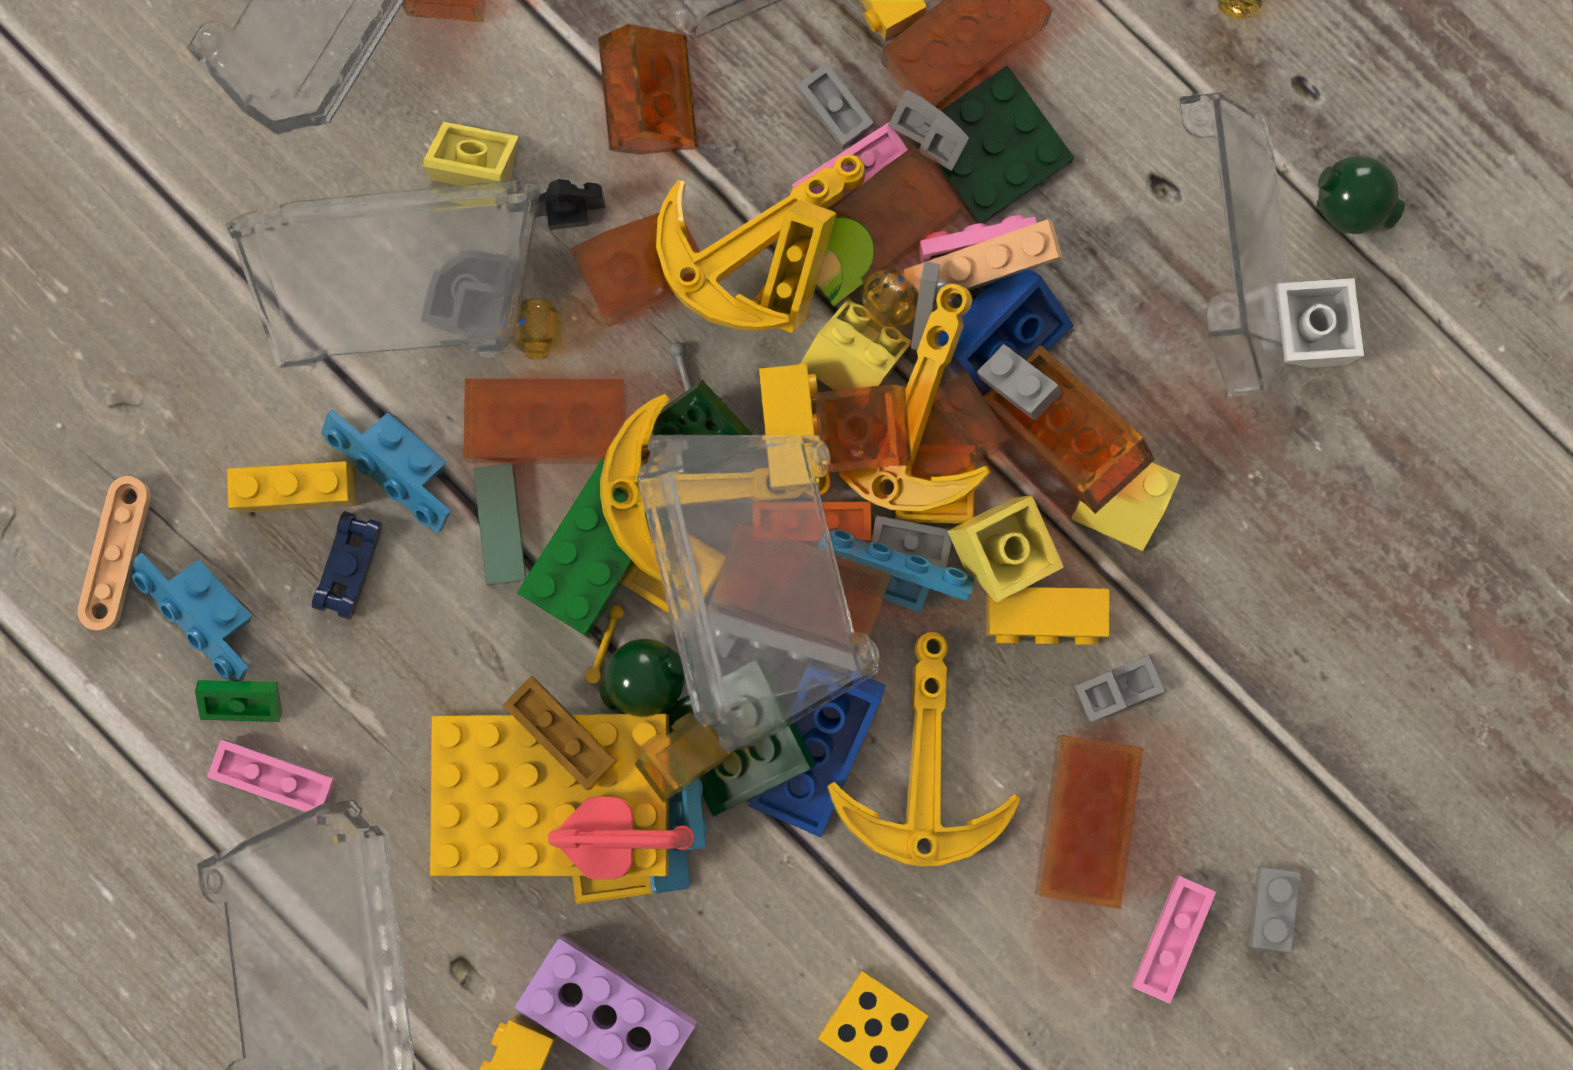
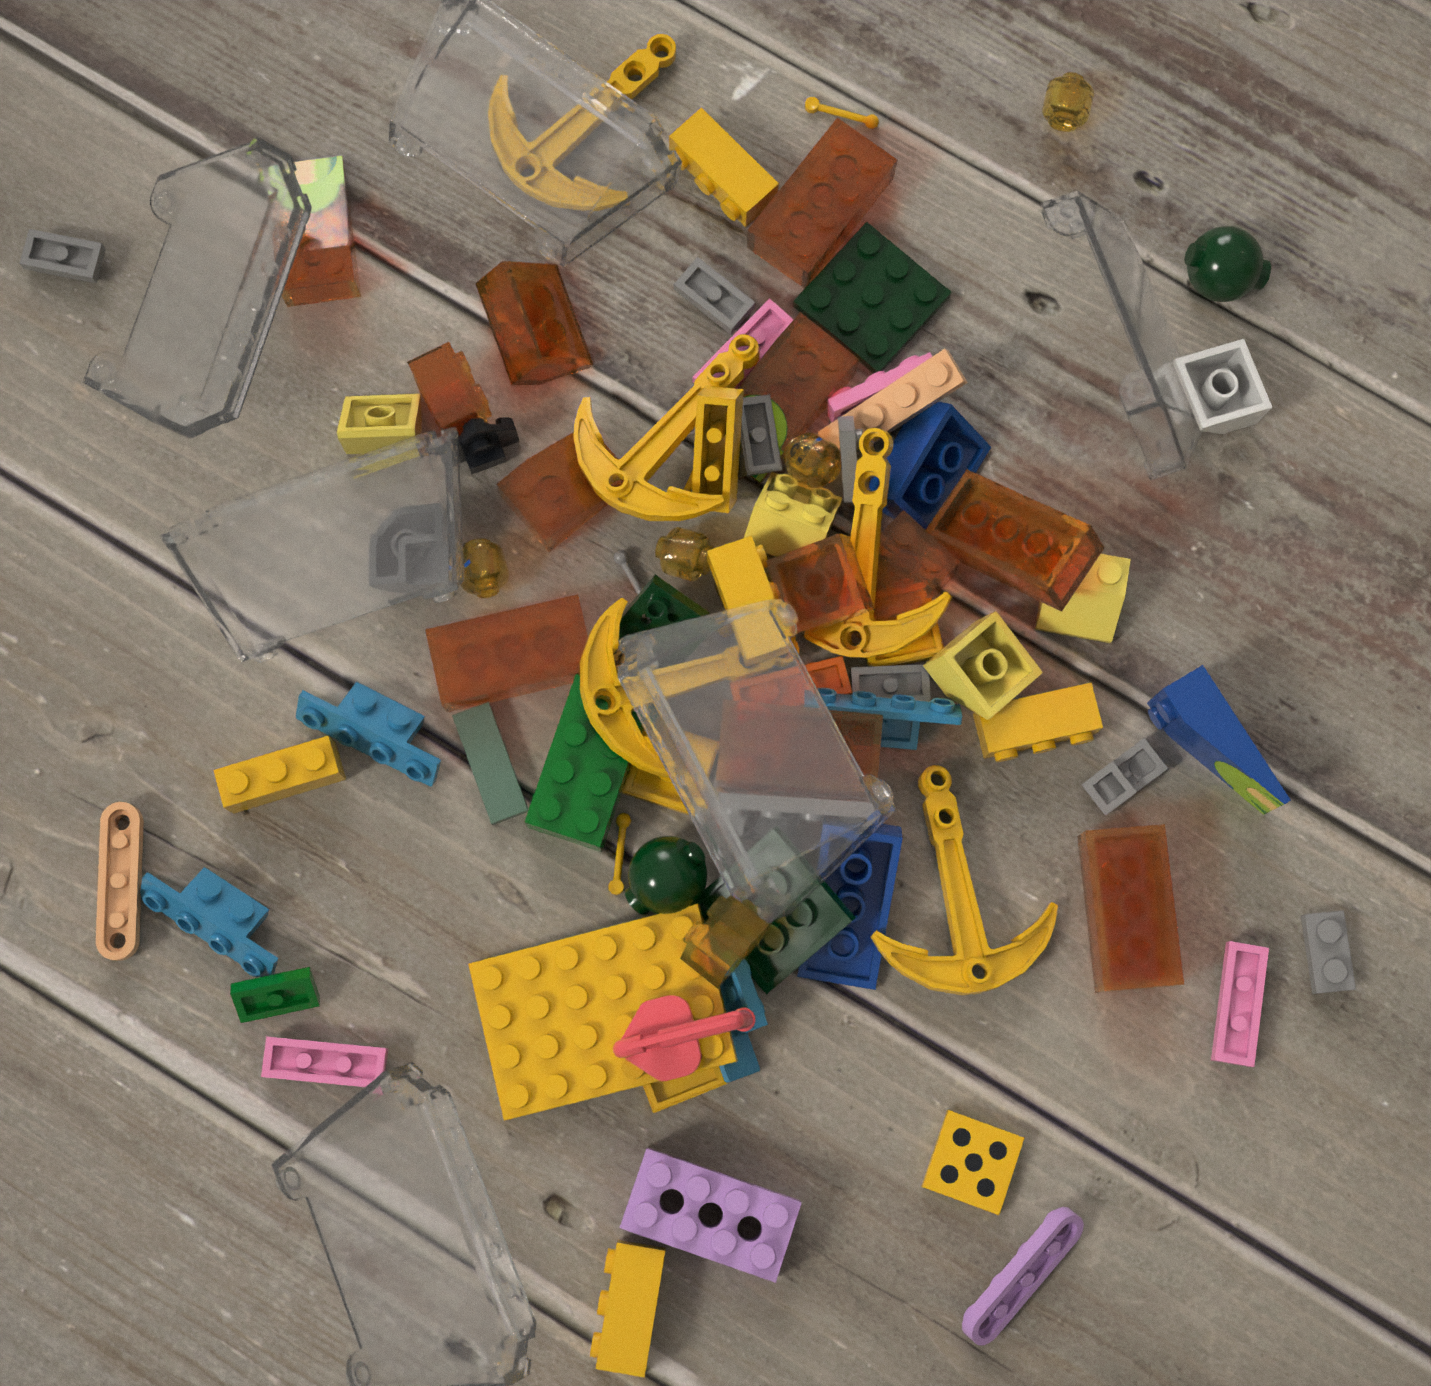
camera: 15 degrees left, 5 degrees down
(347, 565) = (351, 838): dark blue plate -> none
(542, 142) = (447, 387): none -> clear orange brick
(560, 733) = (600, 946): pearl gold plate -> none
(739, 362) = (684, 553): none -> clear yellow head
(842, 262) = (758, 438): none -> light grey slope
(938, 135) = (810, 293): light grey slope -> none
(1019, 382) = (956, 507): light grey plate -> none
(1210, 658) = (1207, 728): none -> blue slope

